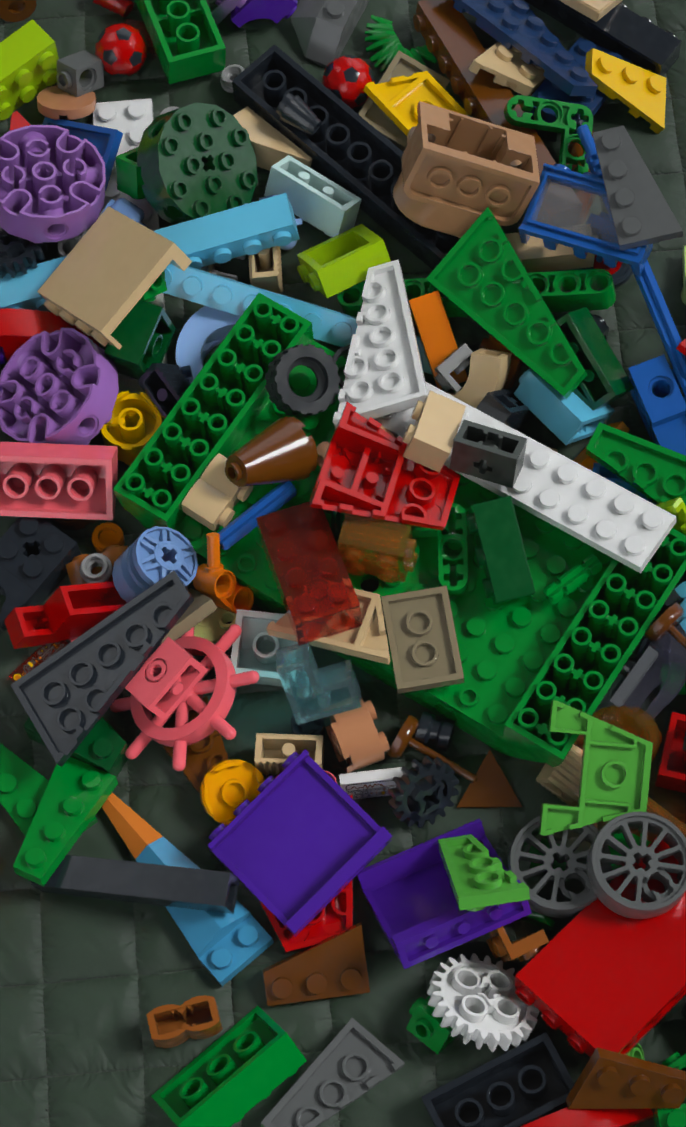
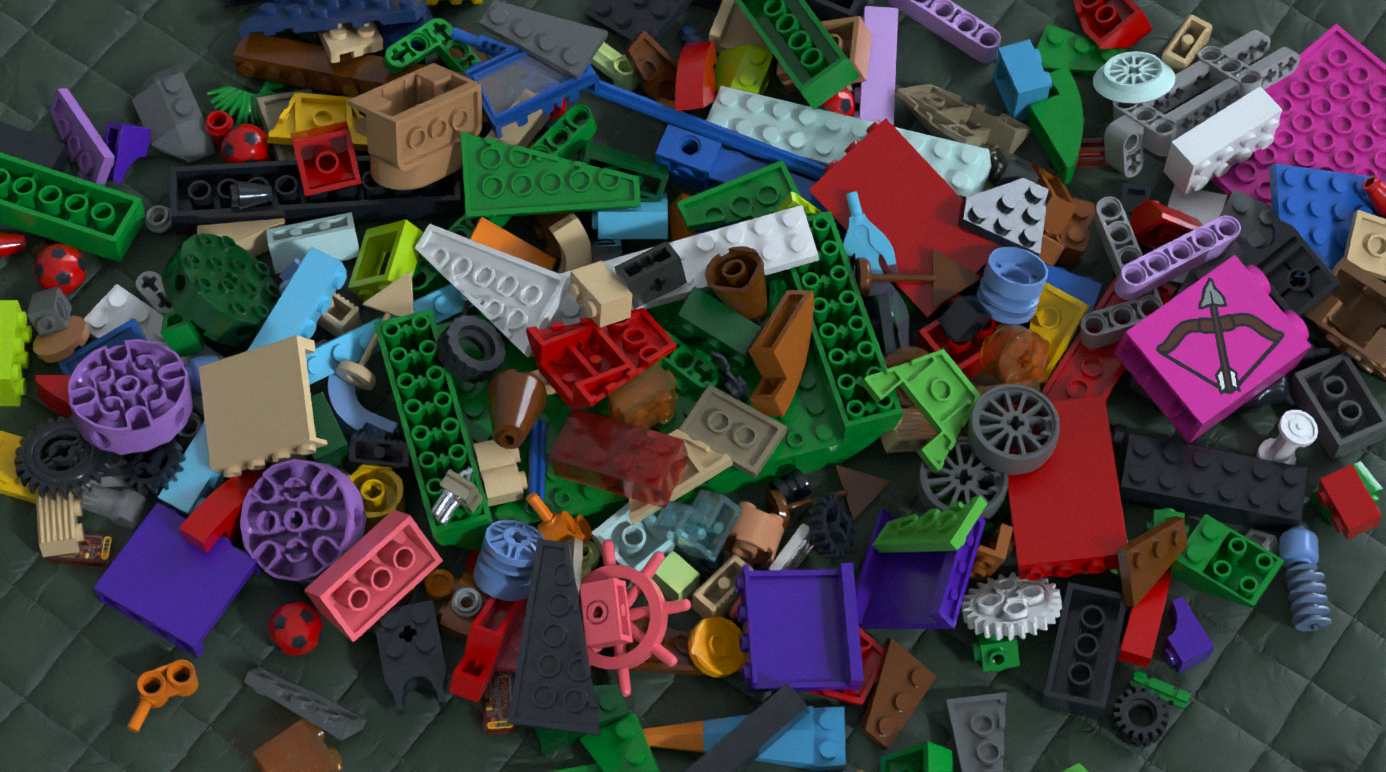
camera: 55 degrees left, 5 degrees down
(152, 477) = (456, 492): none -> piece
(269, 708) = (676, 577): none -> yellowish green brick
(301, 292) = (393, 301): none -> tan piece
(347, 43) = (217, 126): none -> red cone
(378, 137) = (325, 158): none -> red slope
(455, 362) = (542, 252): light grey bracket -> none
(465, 604) = (733, 383): none -> black plate
(527, 616) = (782, 352): none -> dark orange slope
(548, 529) = (740, 282): none -> reddish brown cone

